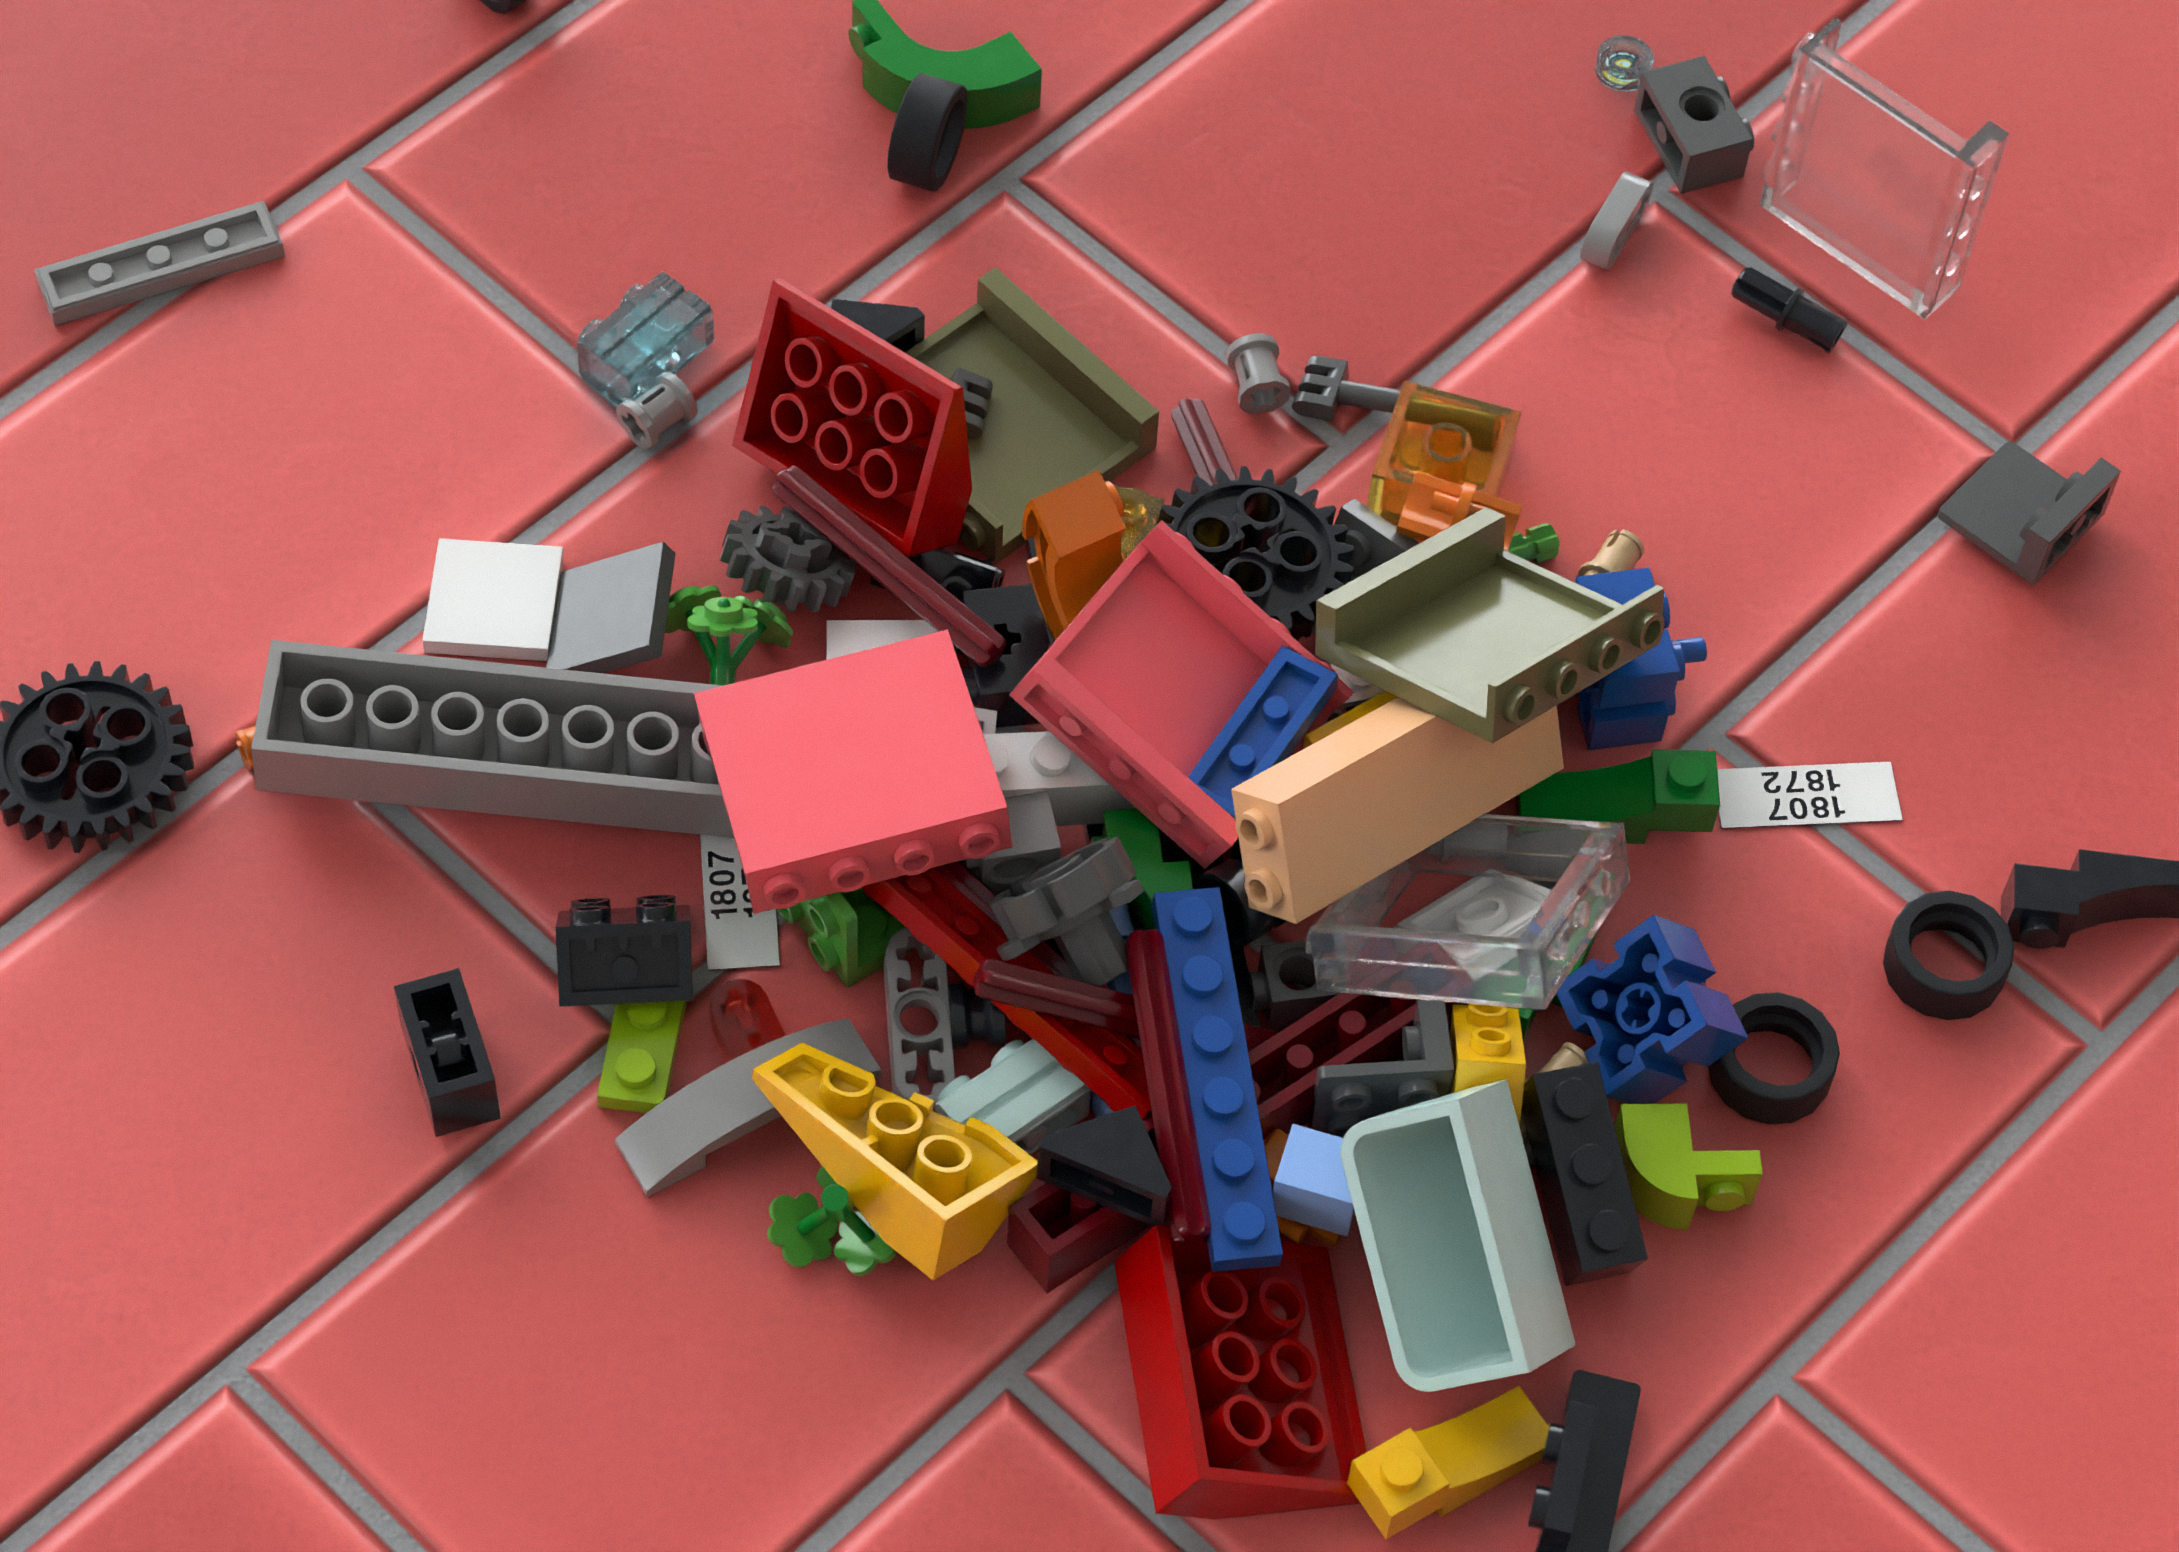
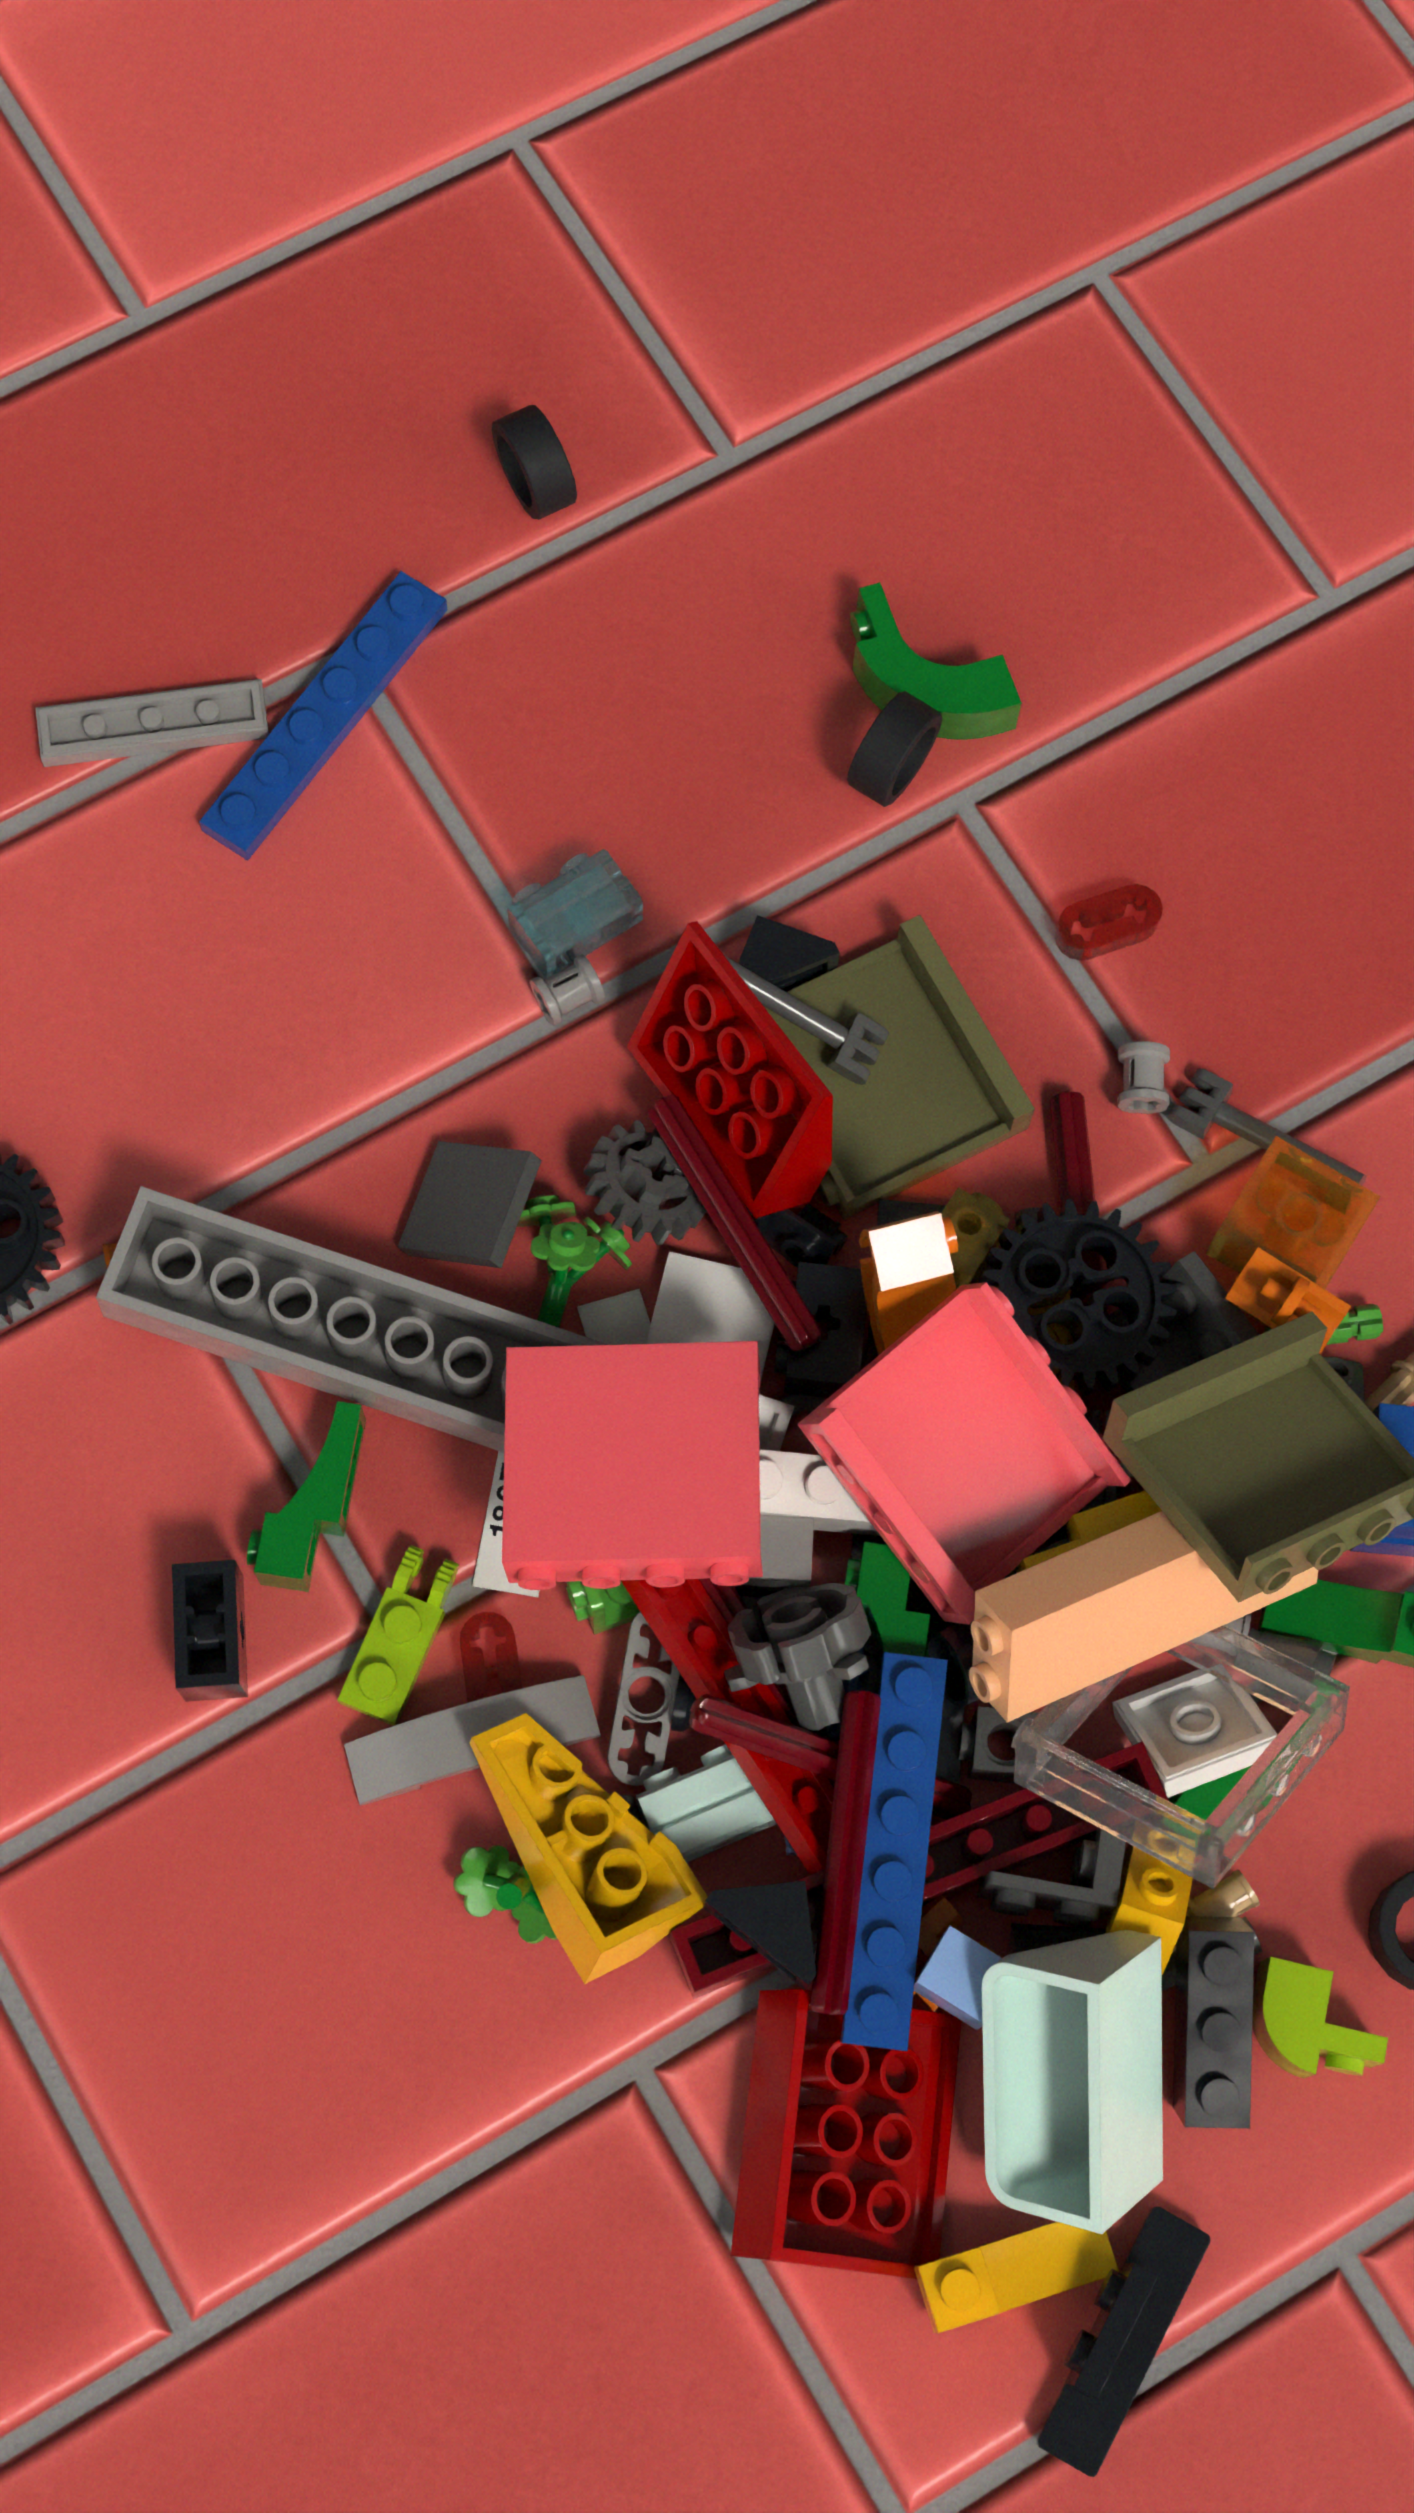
camera: 15 degrees right, 15 degrees up
(335, 224) = (323, 716): none -> blue plate
(492, 599) = (370, 1154): white tile -> none
(522, 929) = (289, 1540): none -> green slope
(624, 952) = (394, 1562): black bracket -> none
(1179, 246) = (1104, 910): none -> clear red beam
(1265, 725) = (1029, 1509): blue plate -> none
(1651, 1011) = (1327, 1871): blue brick -> none

